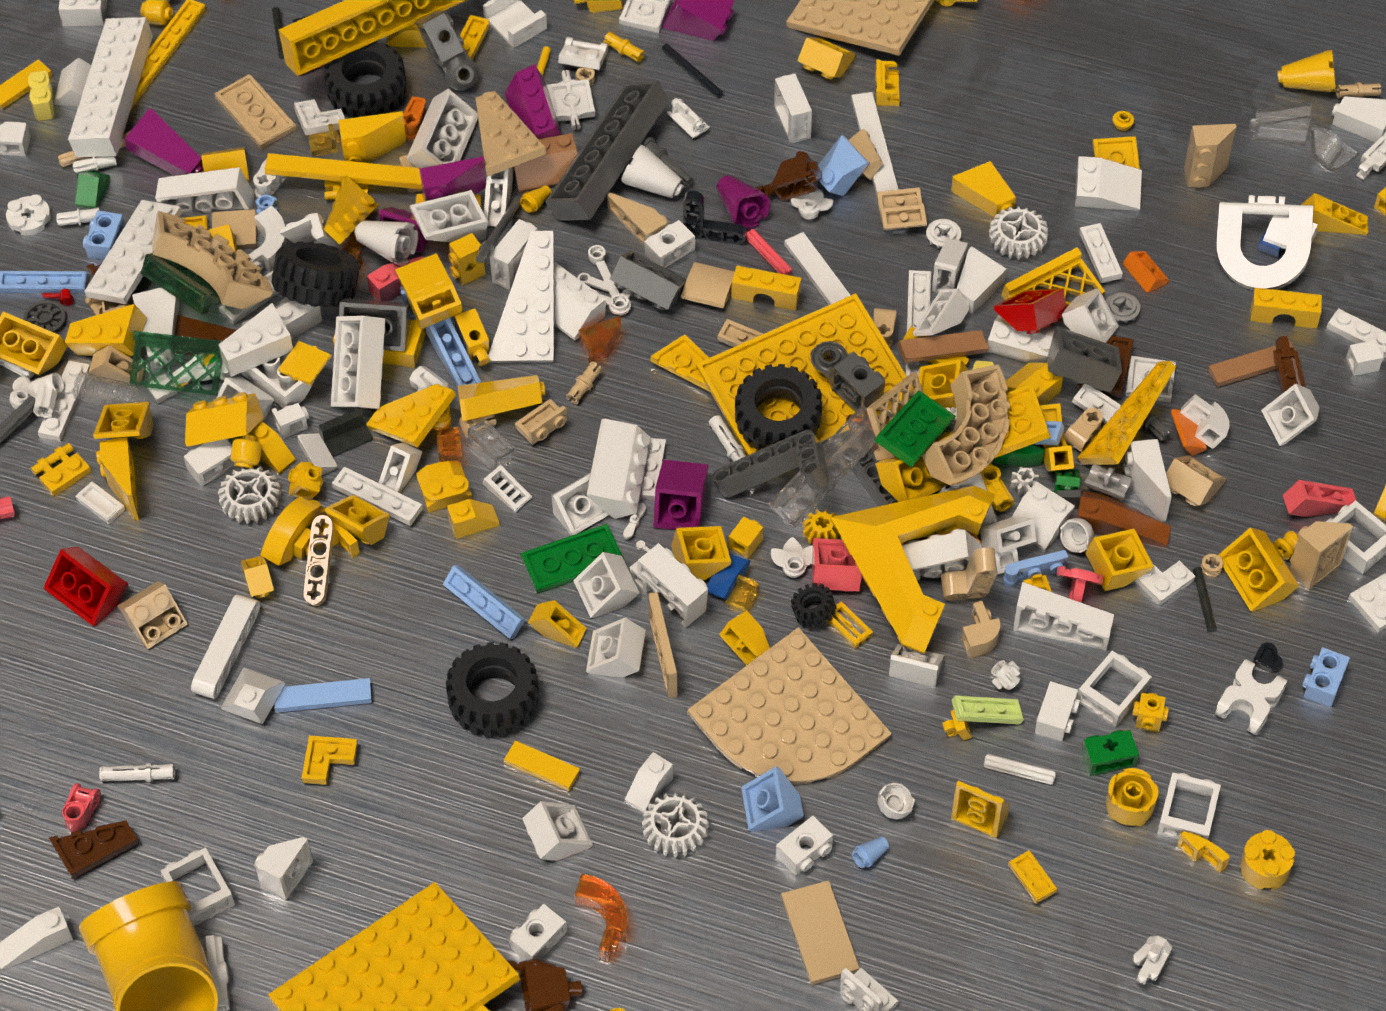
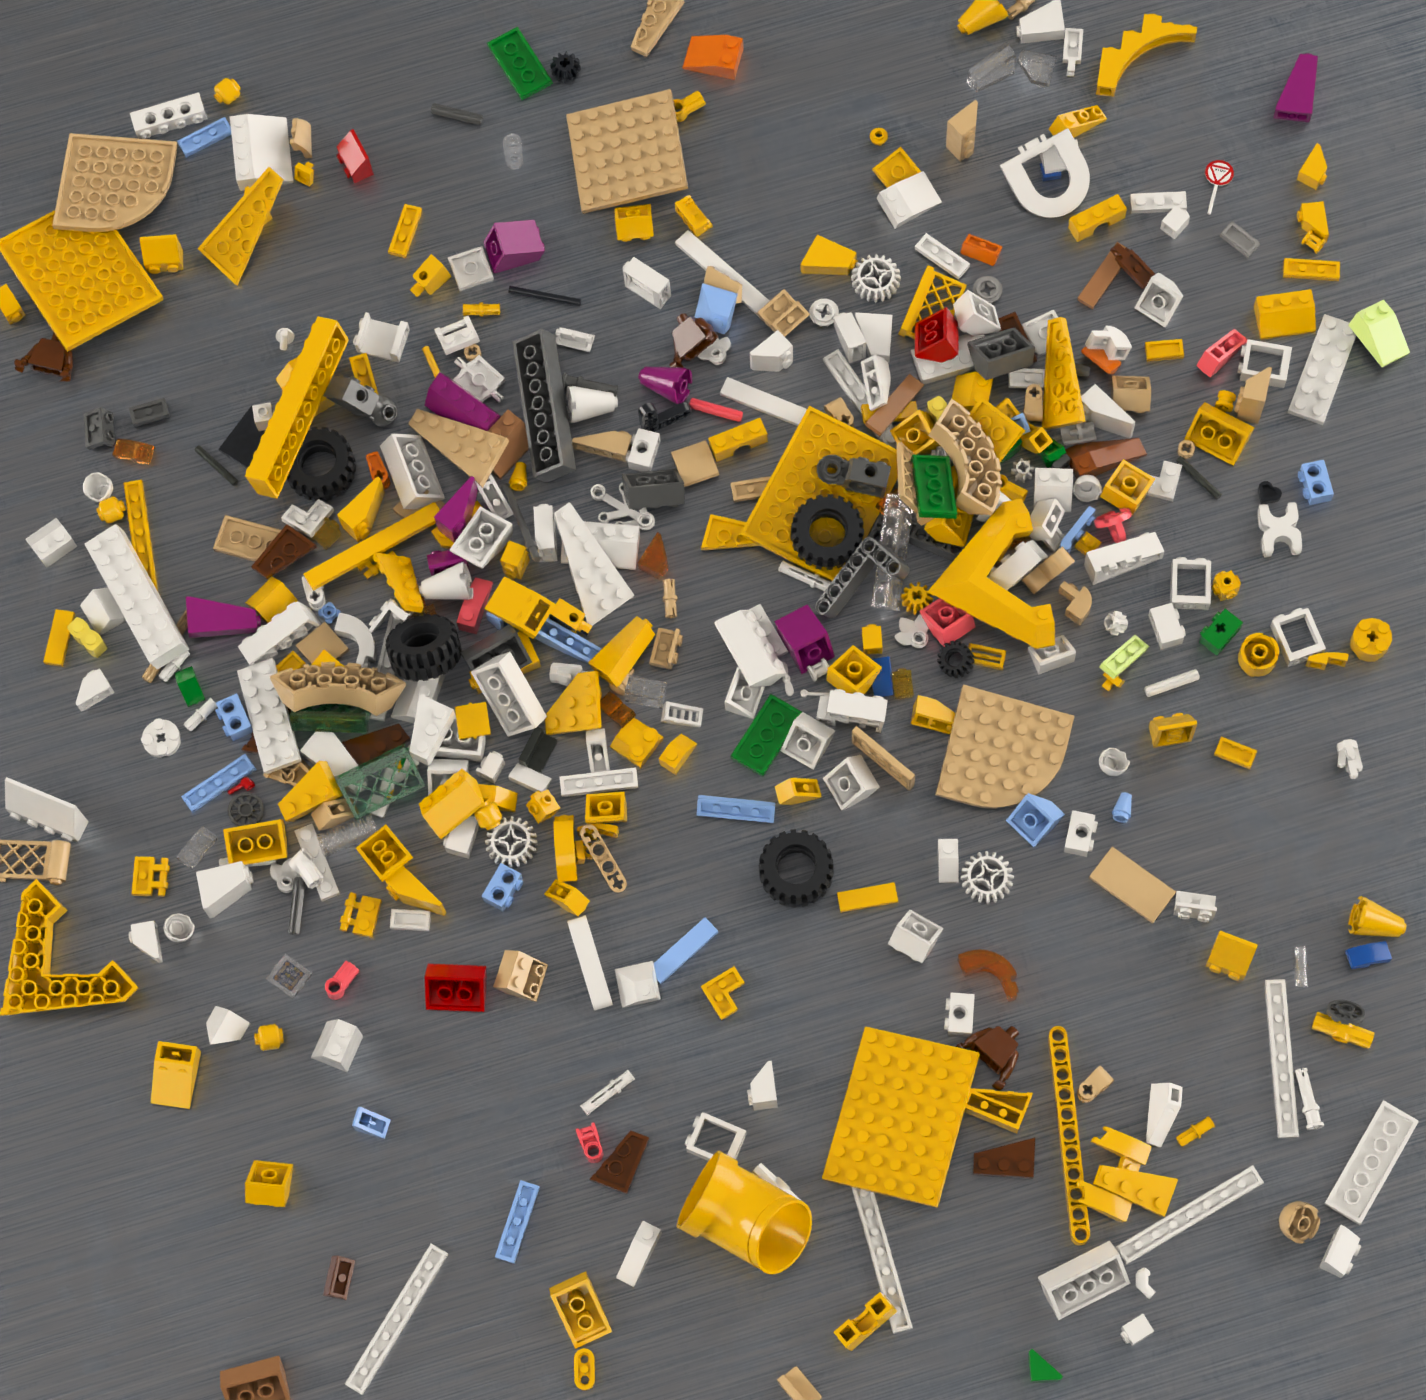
camera: 30 degrees left, 15 degrees up
(204, 523) = (497, 885): none -> light blue brick
(271, 128) = (282, 551): none -> reddish brown wing
(668, 530) = (818, 669): none -> white bush
(859, 233) = (772, 354): none -> white slope
(1261, 464) = (1164, 350): none -> yellow tile

